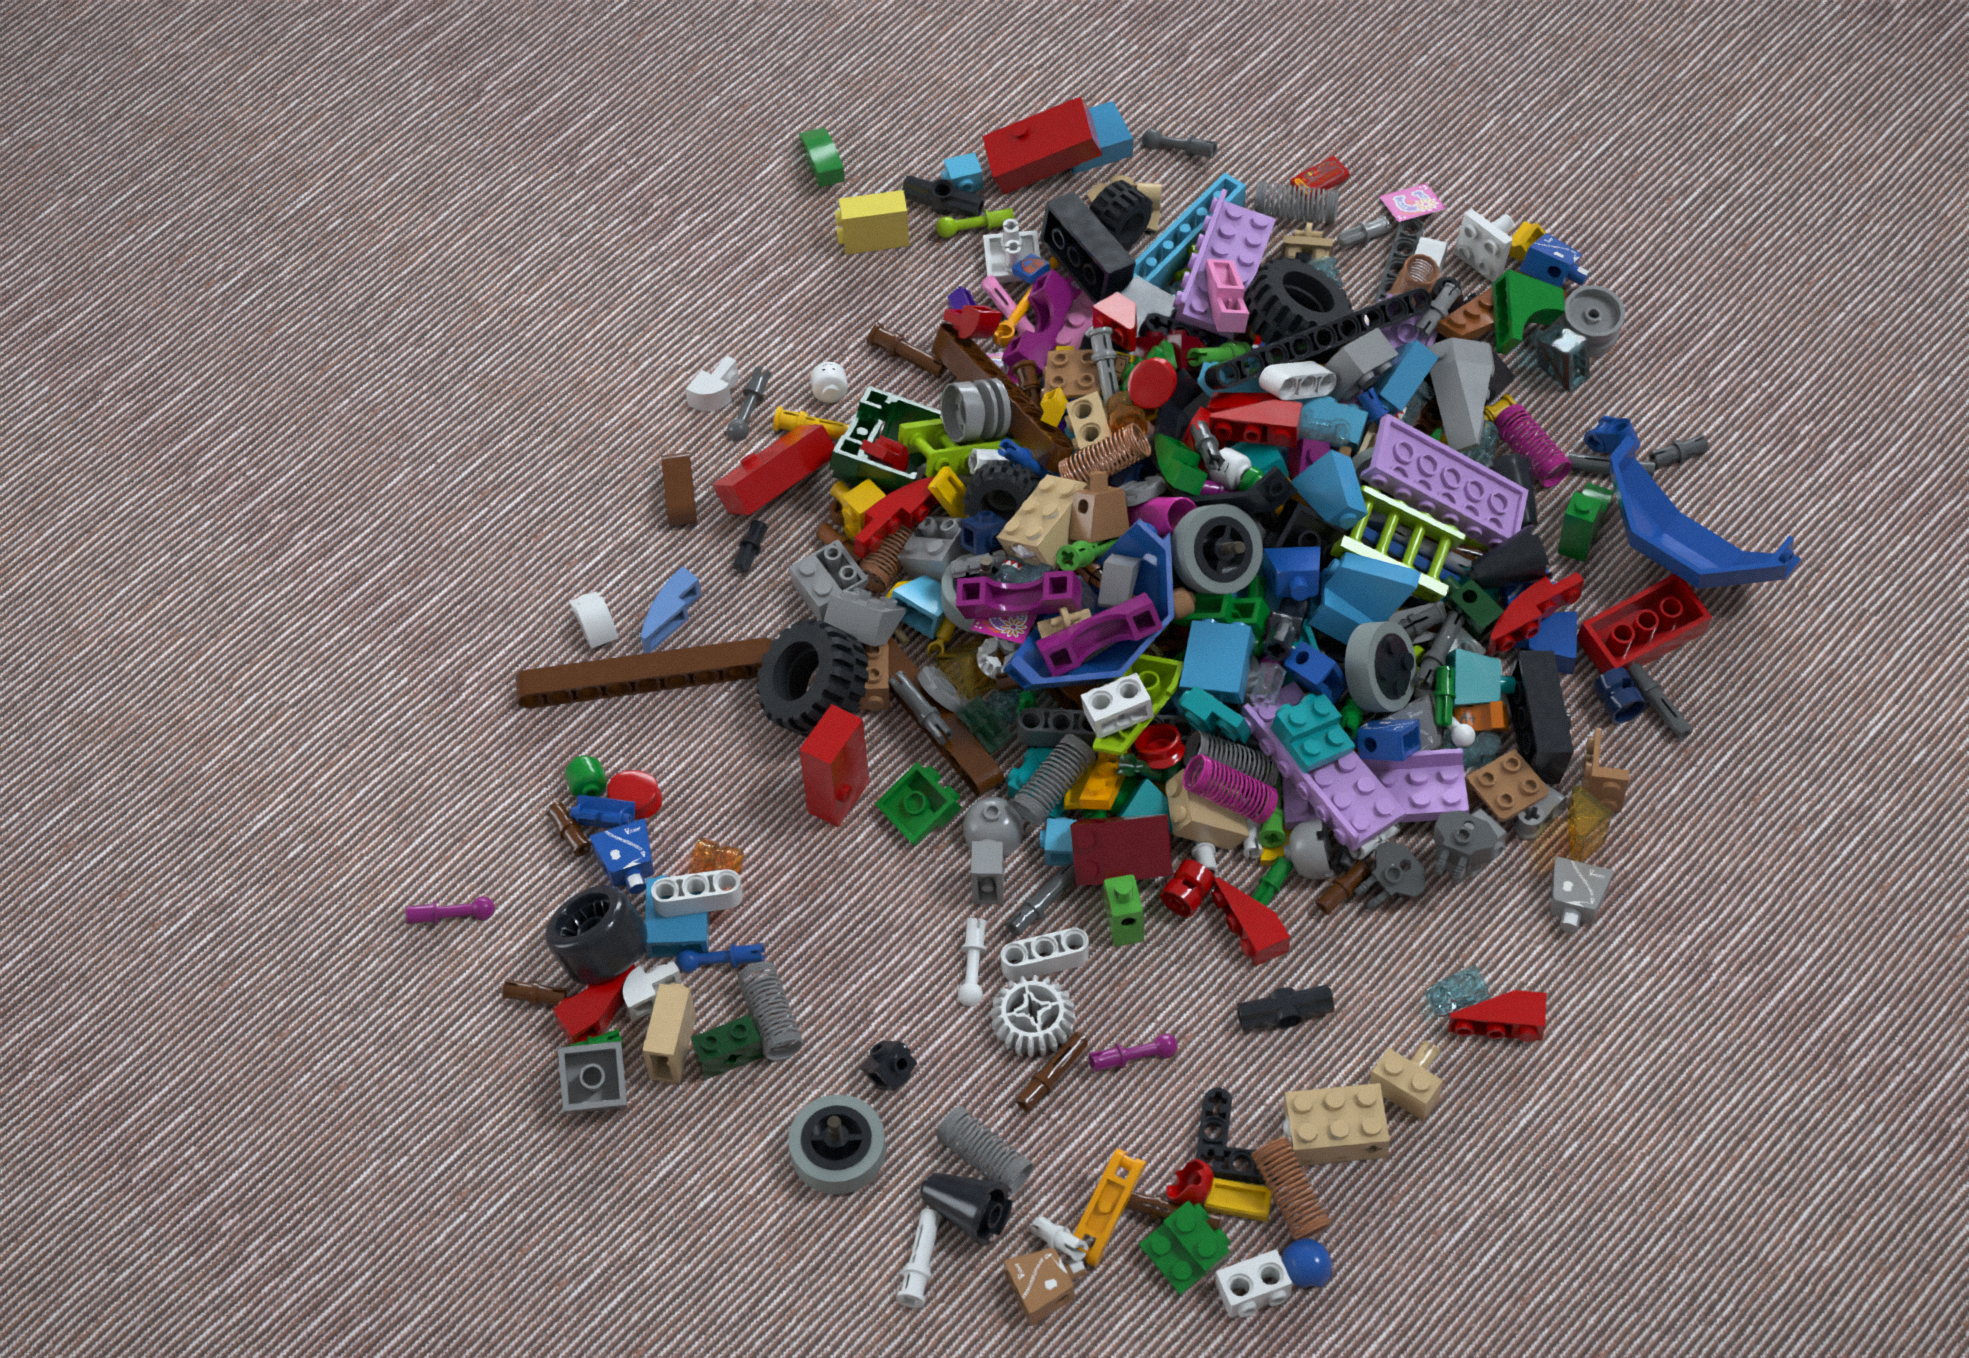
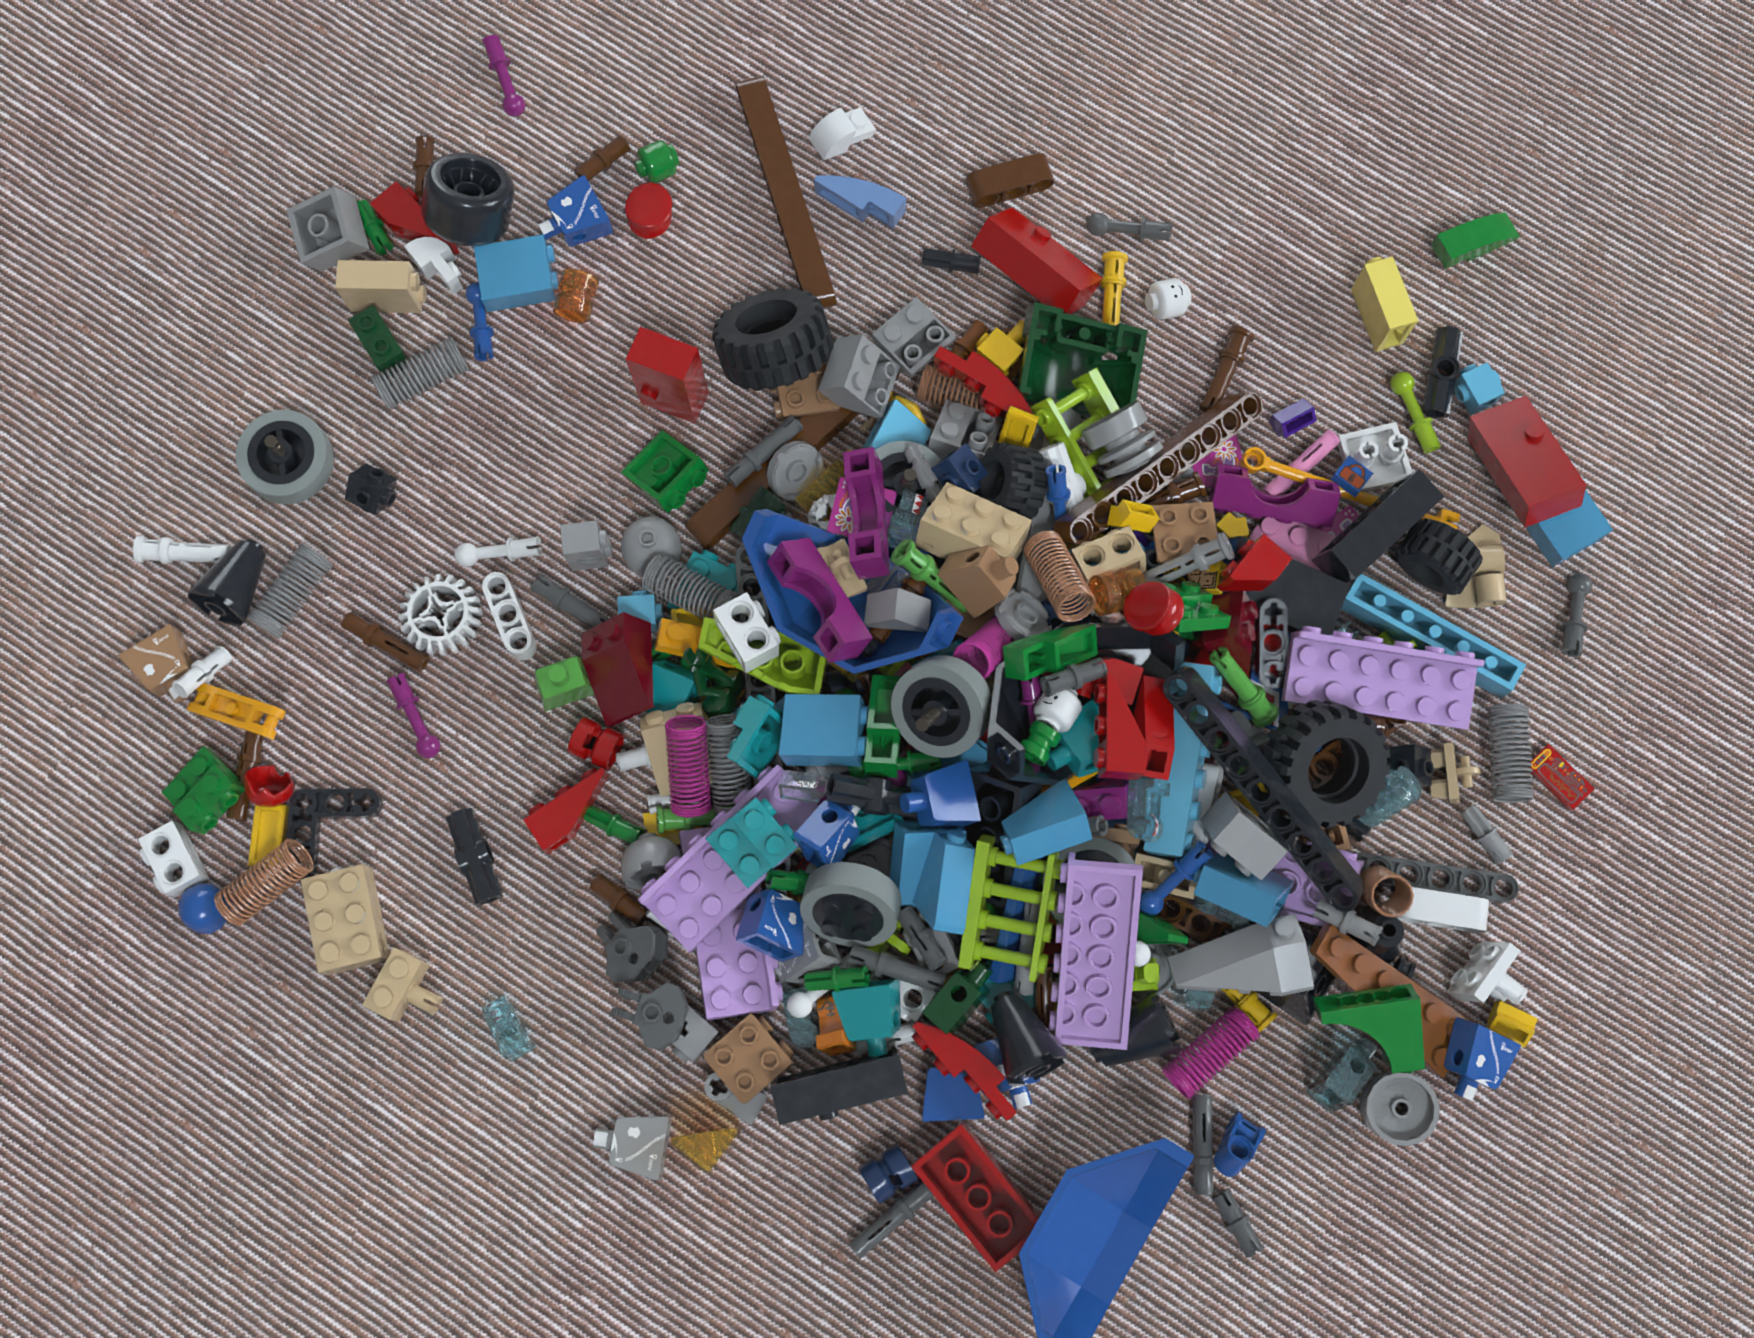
camera: 80 degrees right, 20 degrees up
(603, 811) = (616, 195): blue hinge -> none
(711, 898) = (519, 266): white beam -> none
(712, 390) = (1139, 188): white brick -> none
(887, 453) = (1057, 362): red brick -> none
(974, 321) = (1259, 422): red brick -> none
(1160, 746) = (725, 688): red piece -> none
(1183, 603) = (883, 680): medium nougat piece -> none
(1226, 296) = (1323, 681): bright pink slope -> none
(1297, 380) = (1195, 769): white beam -> none
(1412, 202) = (1544, 886): sticker -> none
(1508, 1015) = (486, 1084): red slope -> none
(1583, 521) = (1121, 1120): green arch -> none
(1603, 783) = (756, 1168): medium nougat bracket -> none

